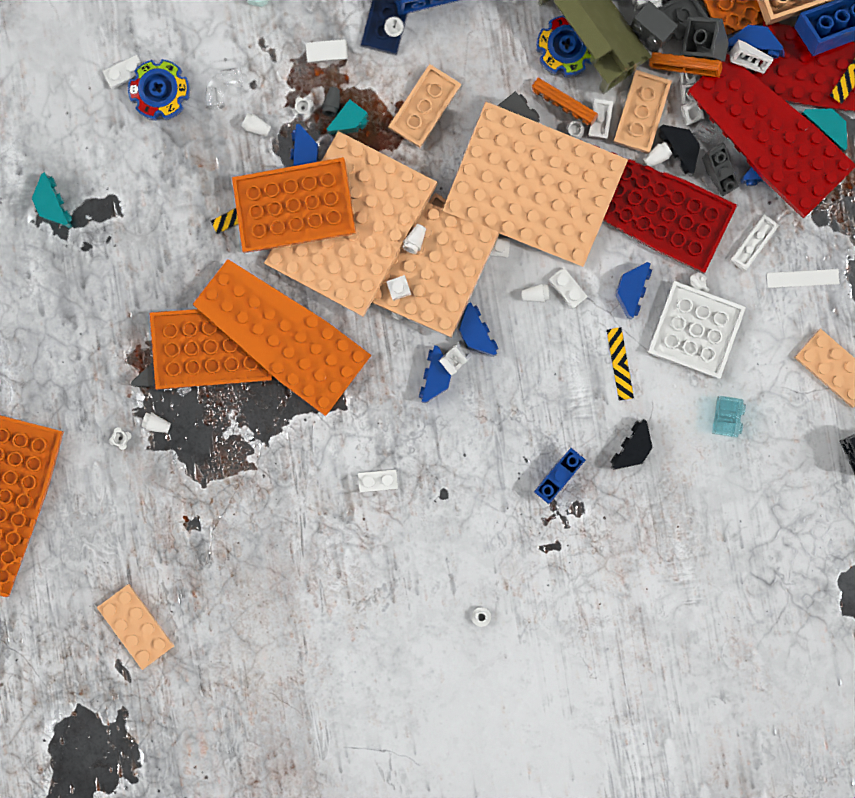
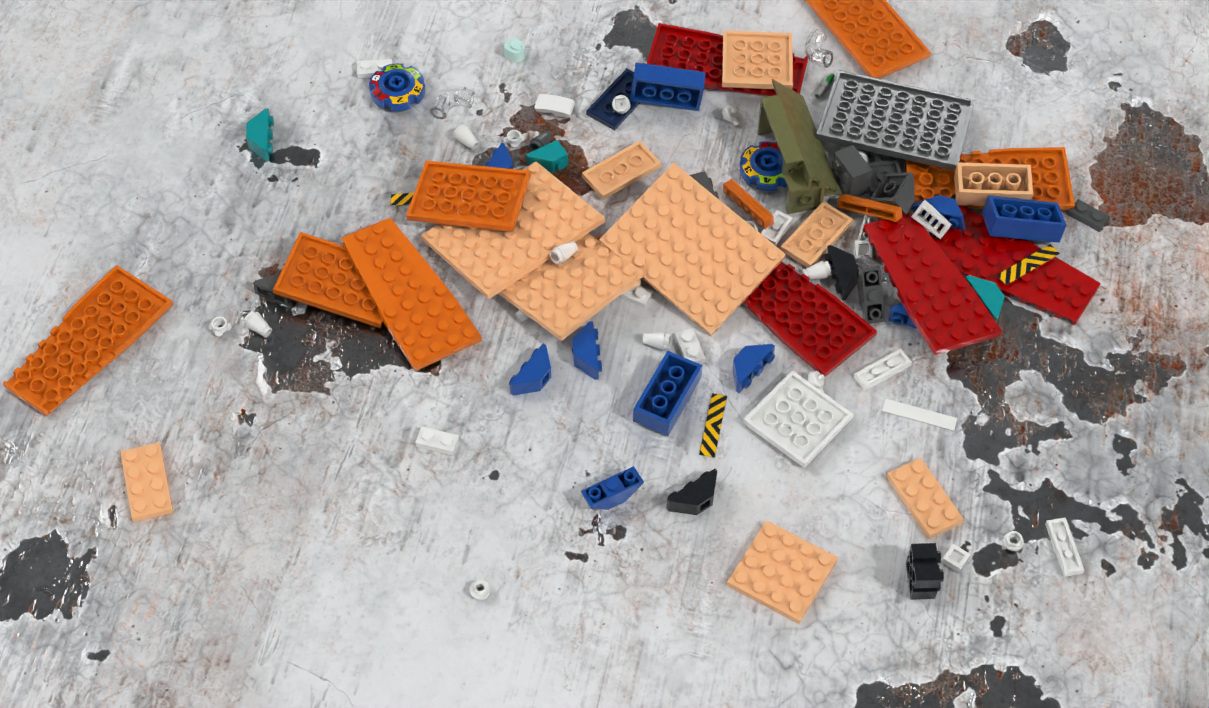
camera: 20 degrees right, 30 degrees down
(398, 287) = (531, 284): white plate -> none
(456, 357) = (558, 361): white slope -> none
(570, 352) = (667, 393): none -> blue brick
(728, 416) = (800, 499): clear light blue brick -> none
(736, 493) = (782, 572): none -> light nougat plate

